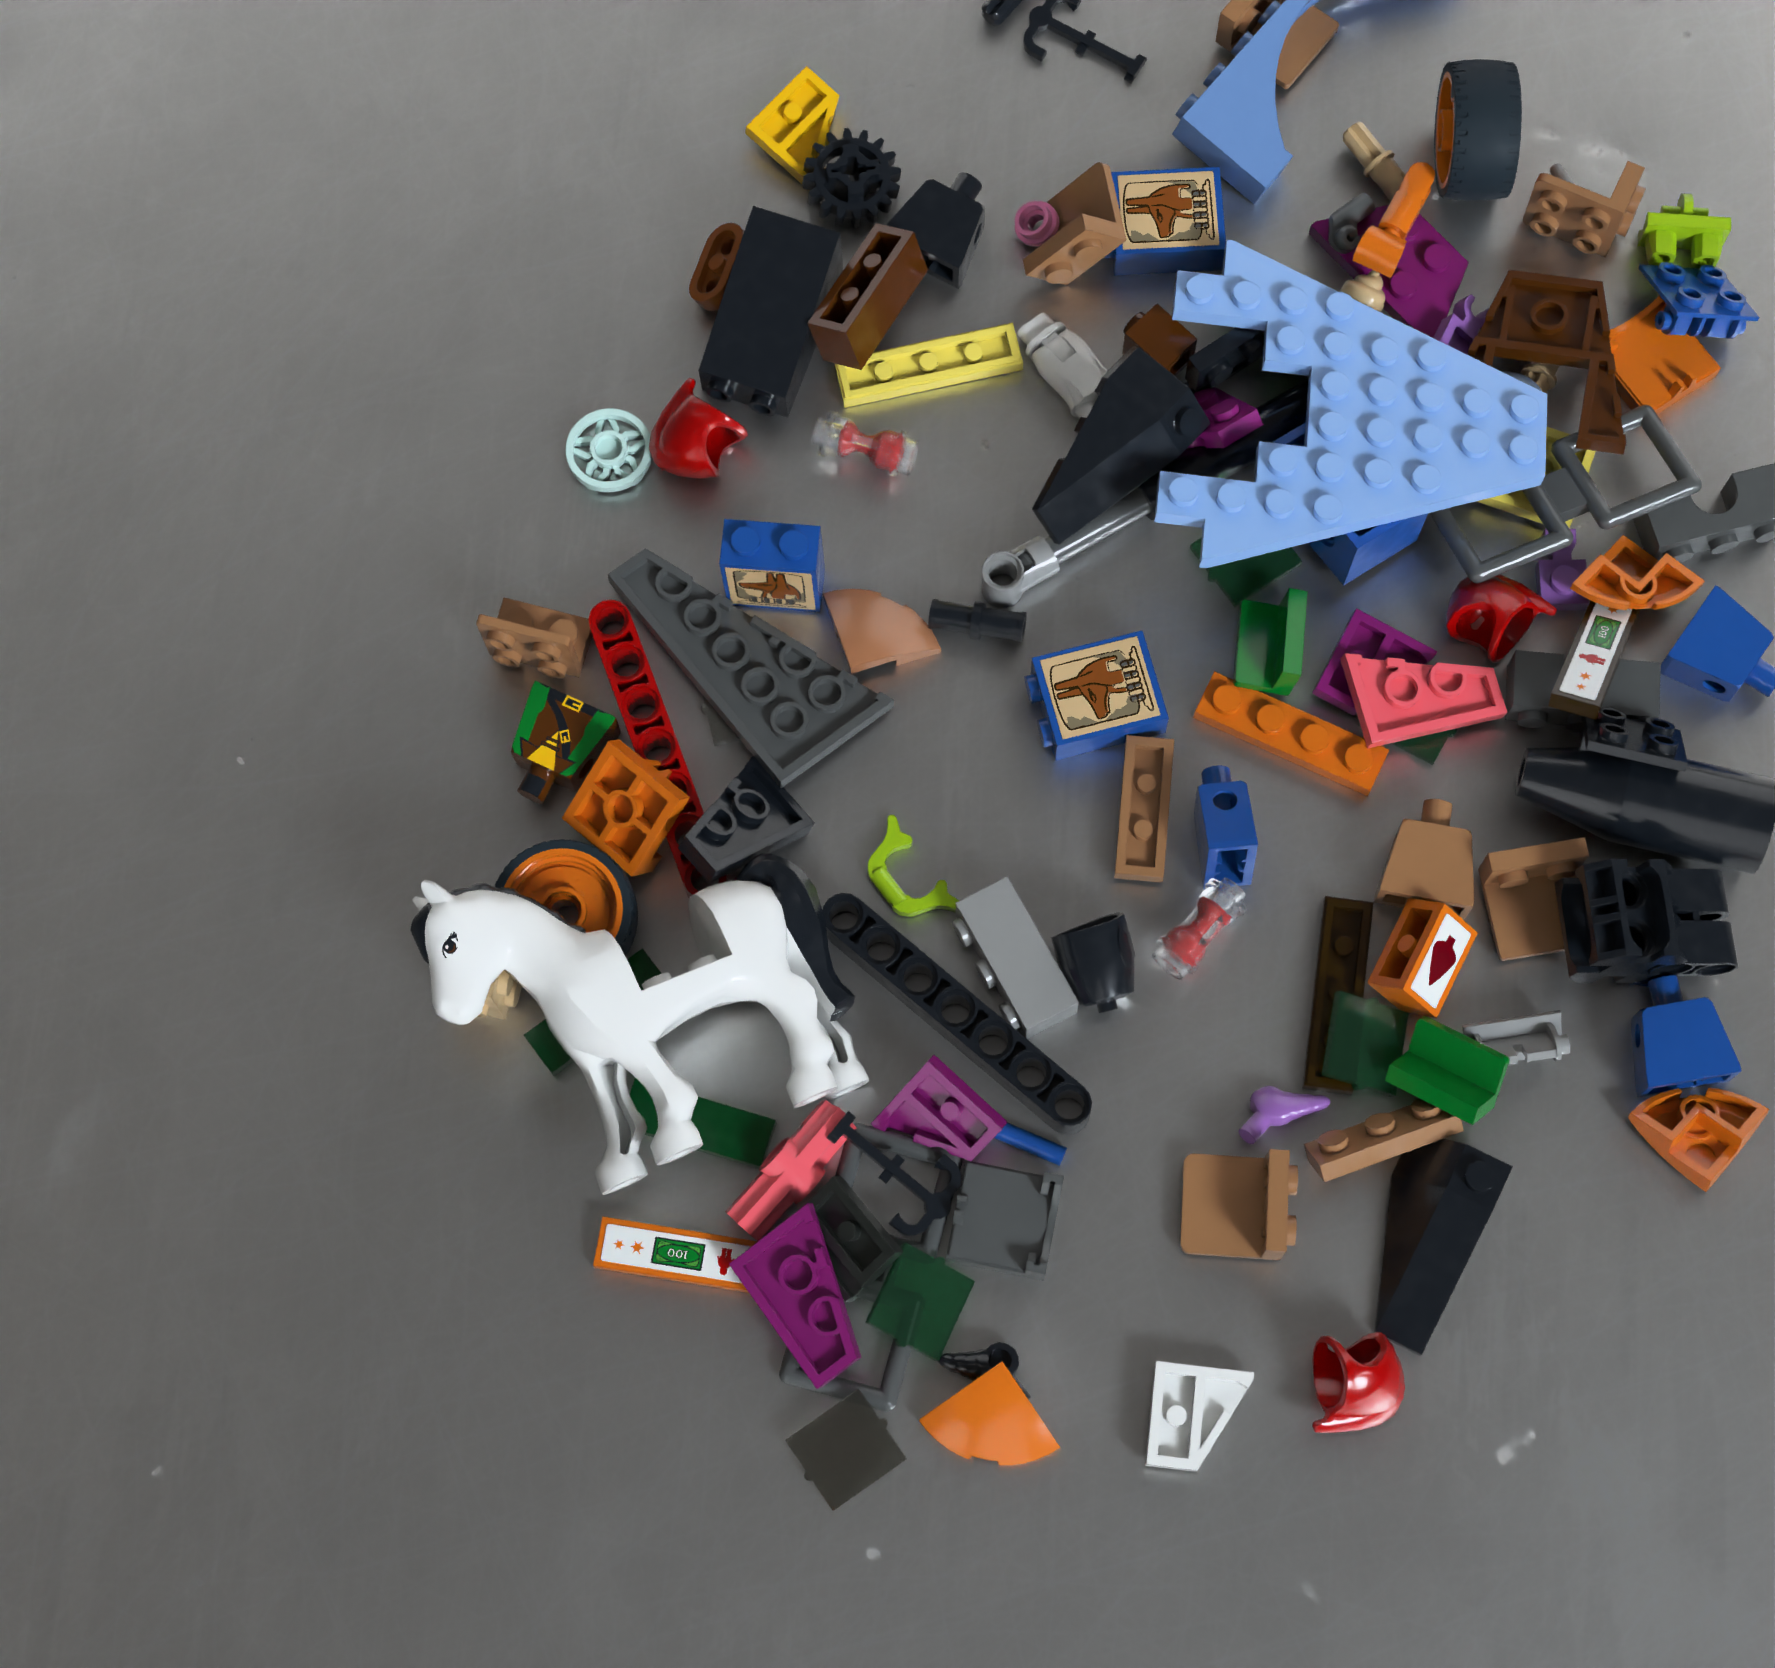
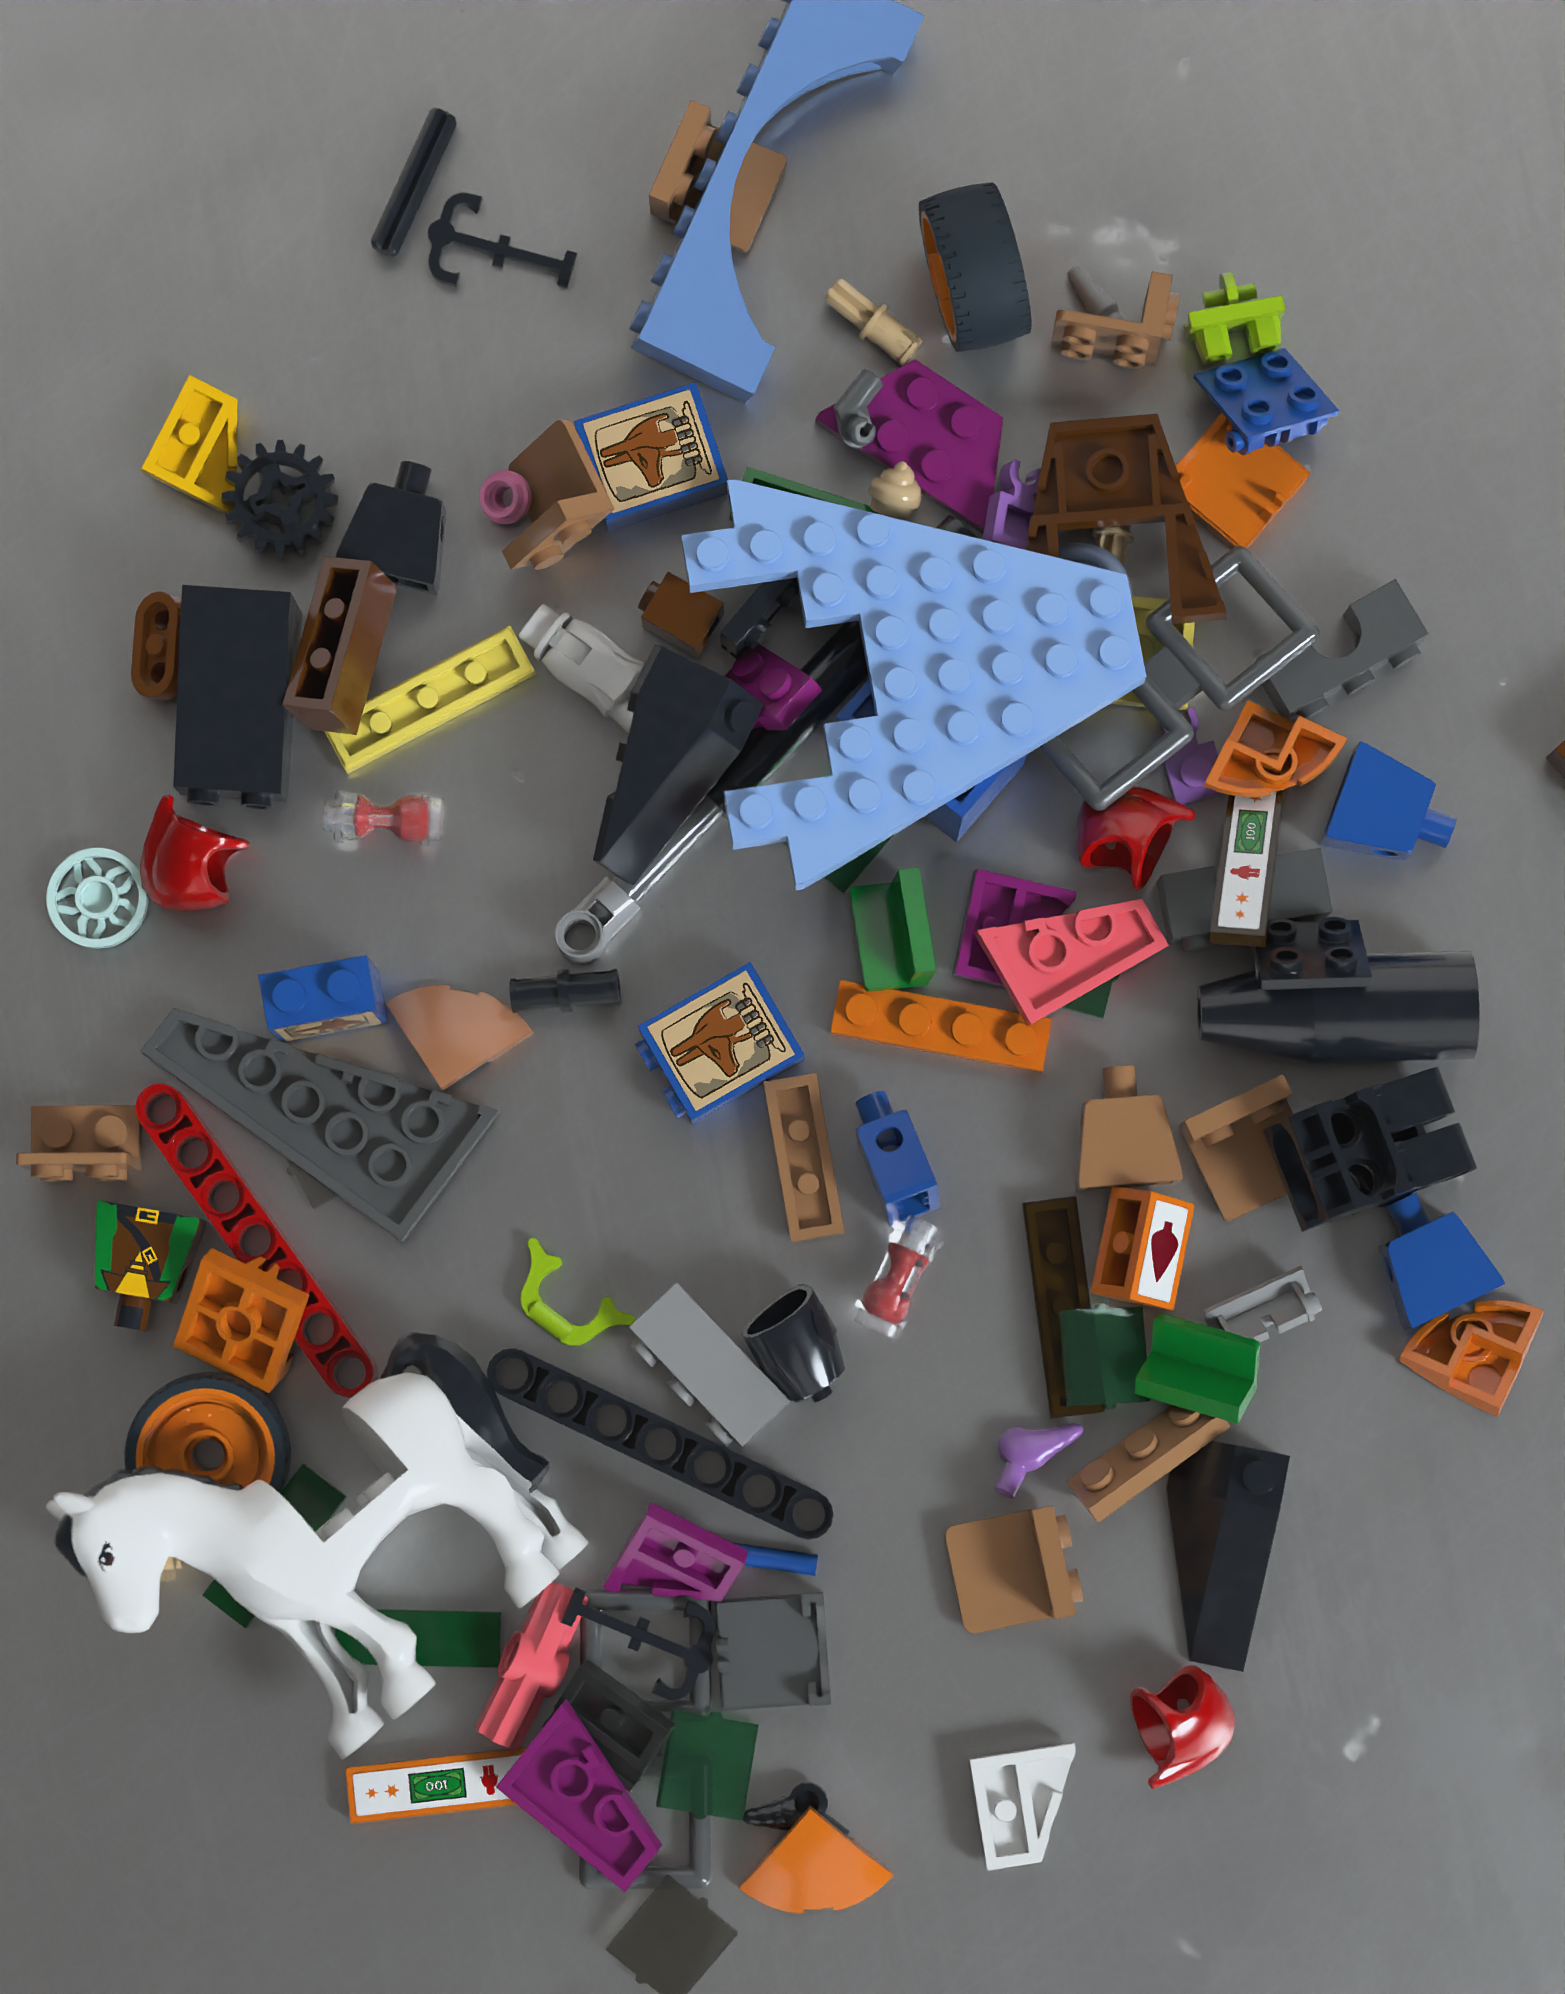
camera: 20 degrees left, 10 degrees up
(744, 822) = (375, 1301): black wing -> none
(1383, 245) = (904, 432): orange piece -> none

